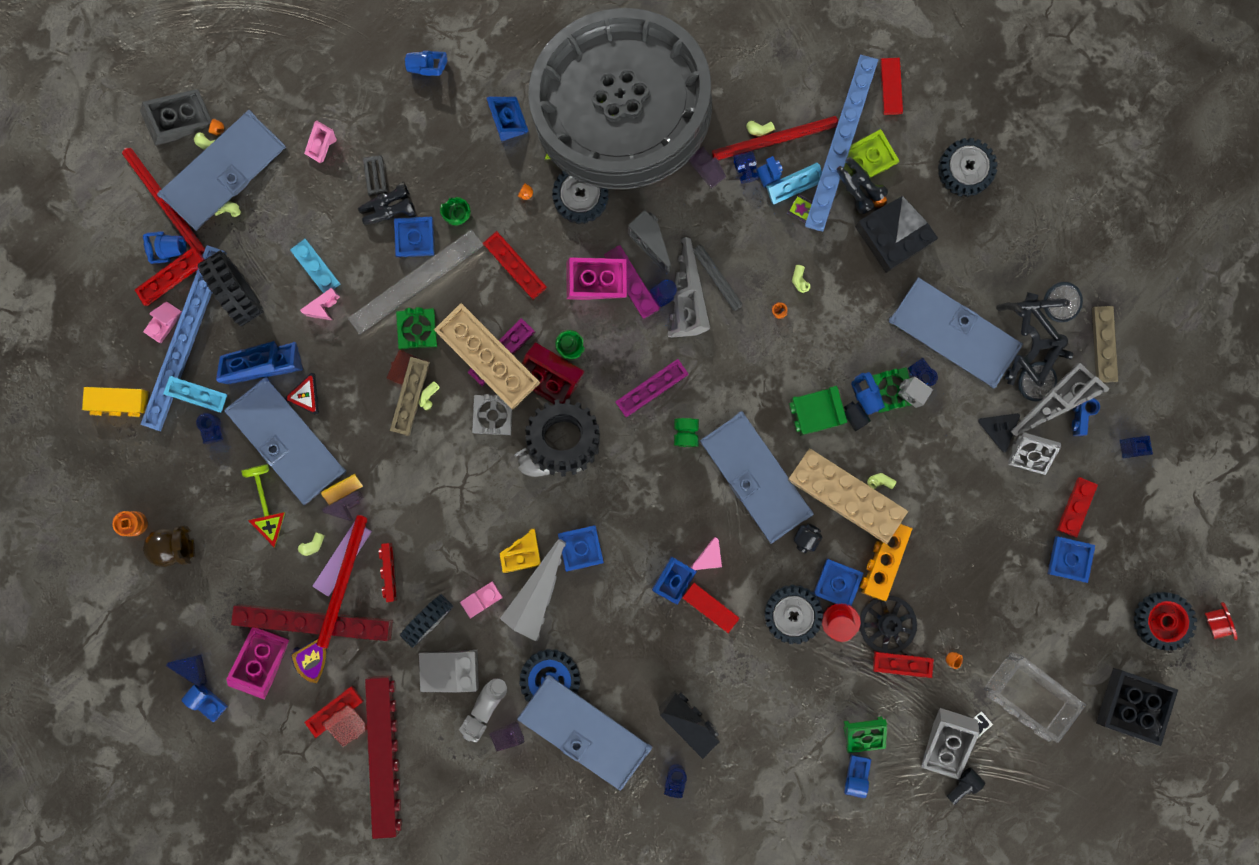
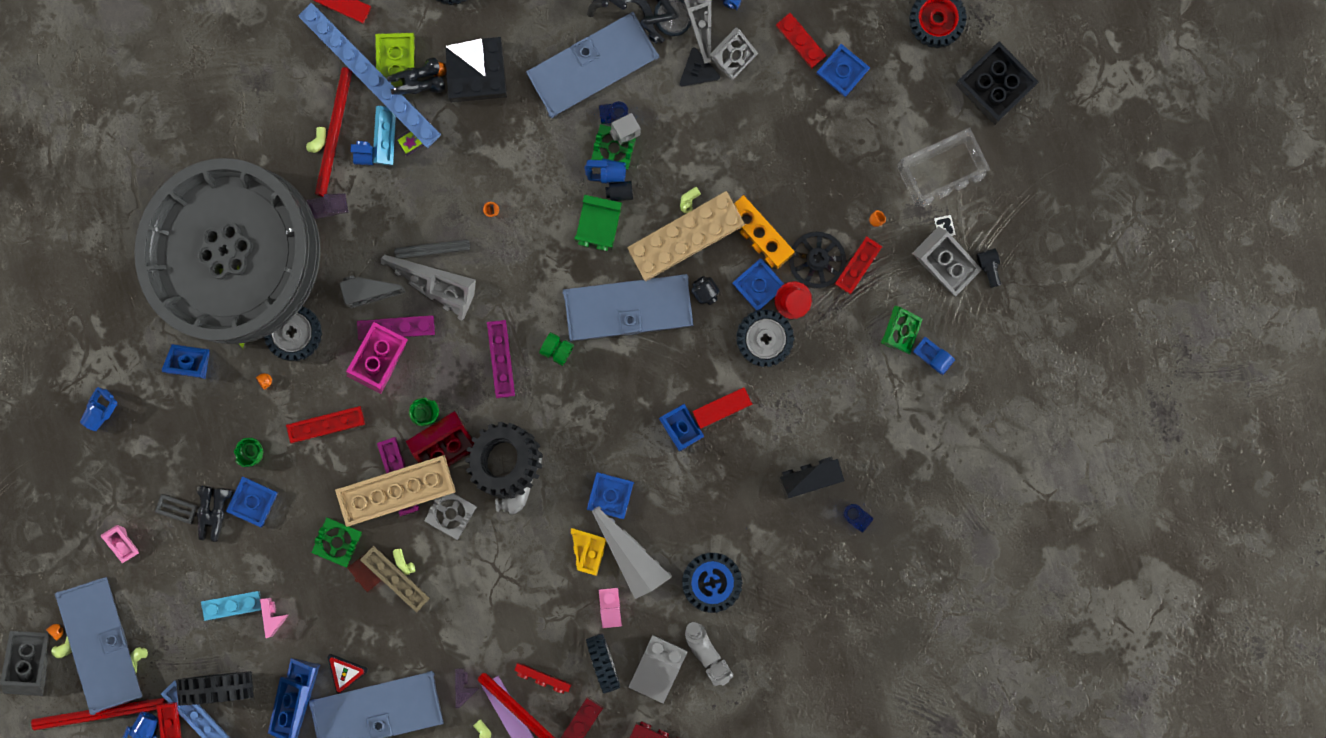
camera: 60 degrees left, 0 degrees up
(341, 489) = (446, 683): yellow piece -> none
(415, 282) = (294, 521): clear plate -> none
(507, 737) = (742, 645): clear purple slope -> none
(584, 732) = (773, 575): sand blue door -> none
(664, 292) = (421, 304): clear blue piece -> none
(709, 557) = (677, 384): bright pink slope -> none
(745, 164) = (343, 170): clear blue piece -> none
(798, 280) = (473, 178): yellowish green arm -> none

